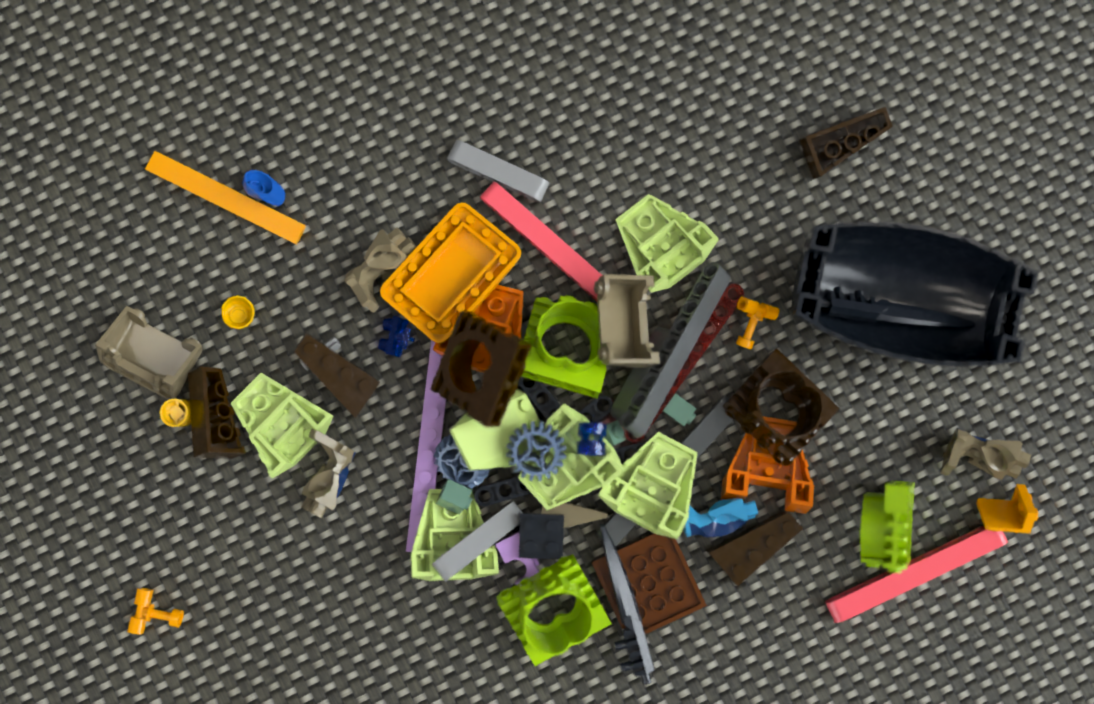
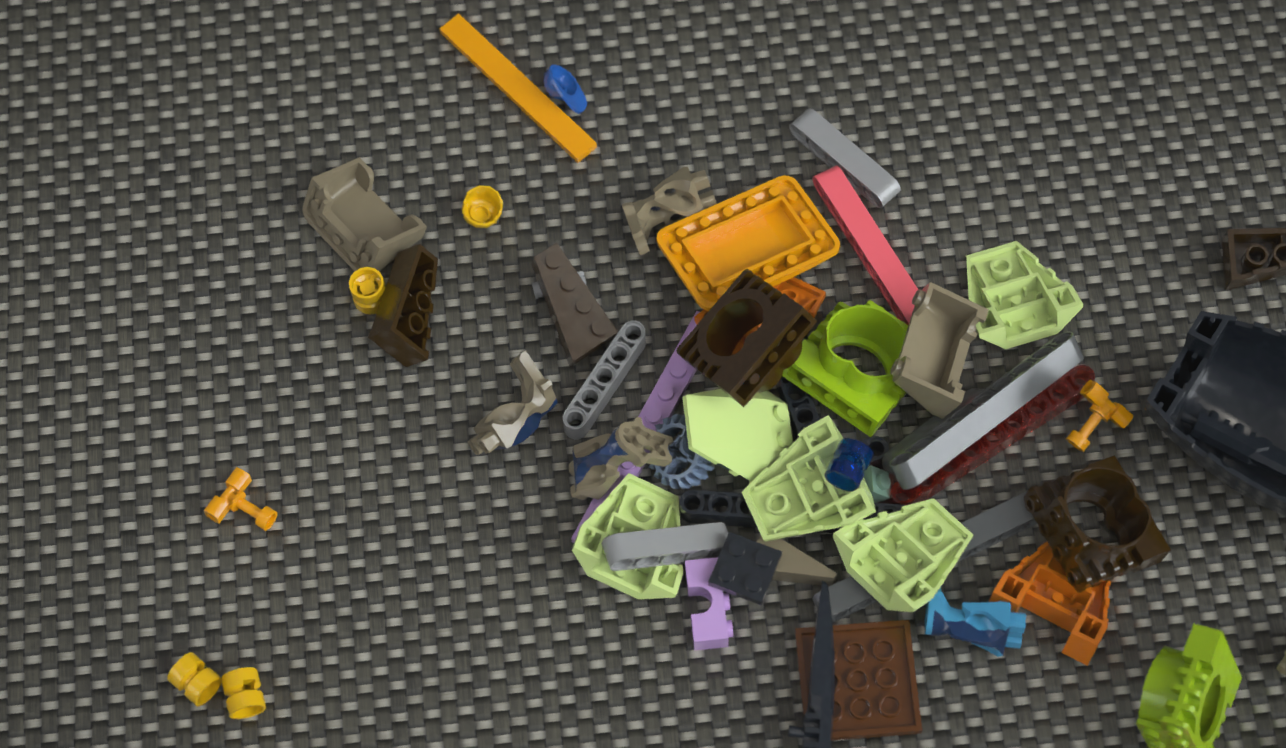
camera: 25 degrees right, 20 degrees down
(279, 422) = (480, 341): yellowish green wedge -> none
(385, 430) = (604, 391): none -> light grey beam
(398, 336) = (657, 296): clear blue hips -> none
(406, 488) = (598, 459): none -> dark tan hips
(454, 497) = (656, 489): sand green brick -> none
(540, 460) = (764, 456): sand blue gear -> none
(566, 629) = (764, 690): lime hose -> none
(680, 410) = (968, 490): sand green brick -> none
(754, 546) = (1004, 680): dark brown wedge -> none

